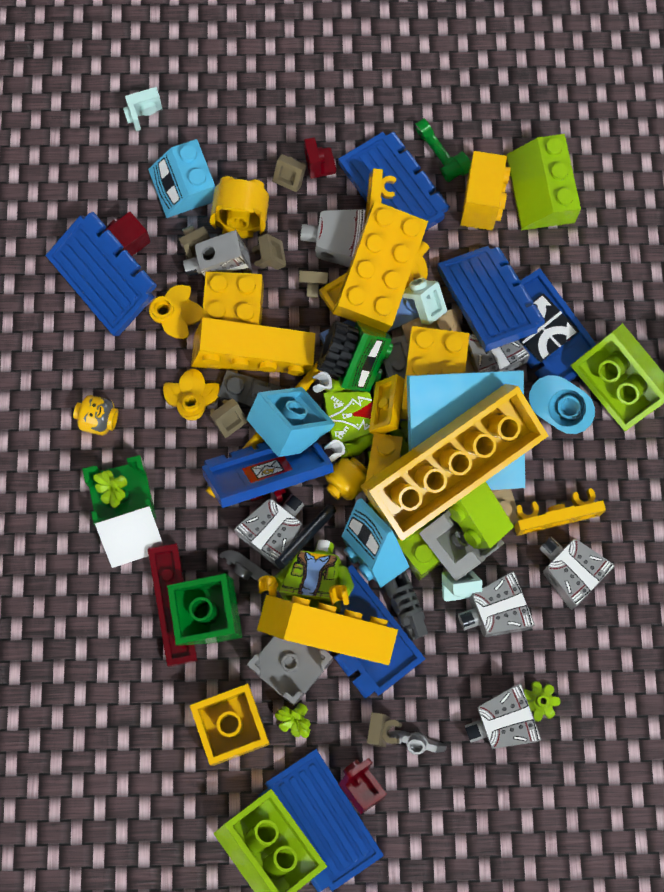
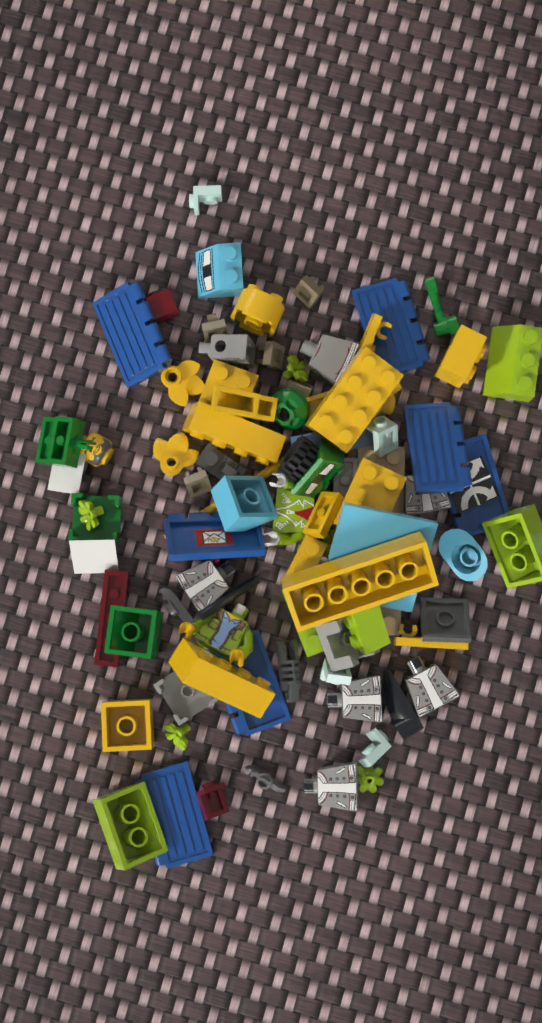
camera: 20 degrees right, 10 degrees up
(53, 415) = (61, 441): none -> green plate
(69, 450) = (67, 478): none -> white sticker
(256, 305) = (244, 403): none -> yellow slope
(301, 261) = (295, 369): none -> lime plant
(317, 295) = (296, 405): none -> green piece
(318, 159) = (336, 287): dark red bracket -> none
(346, 478) = (275, 562): yellow head -> none
(373, 545) = (277, 623): medium azure slope -> none
(379, 730) = (238, 763): dark tan tile -> none
(540, 657) = (376, 749): none -> light aqua bracket
(551, 606) = (399, 707): none -> black piece
(567, 485) = (445, 620): none -> dark grey tile

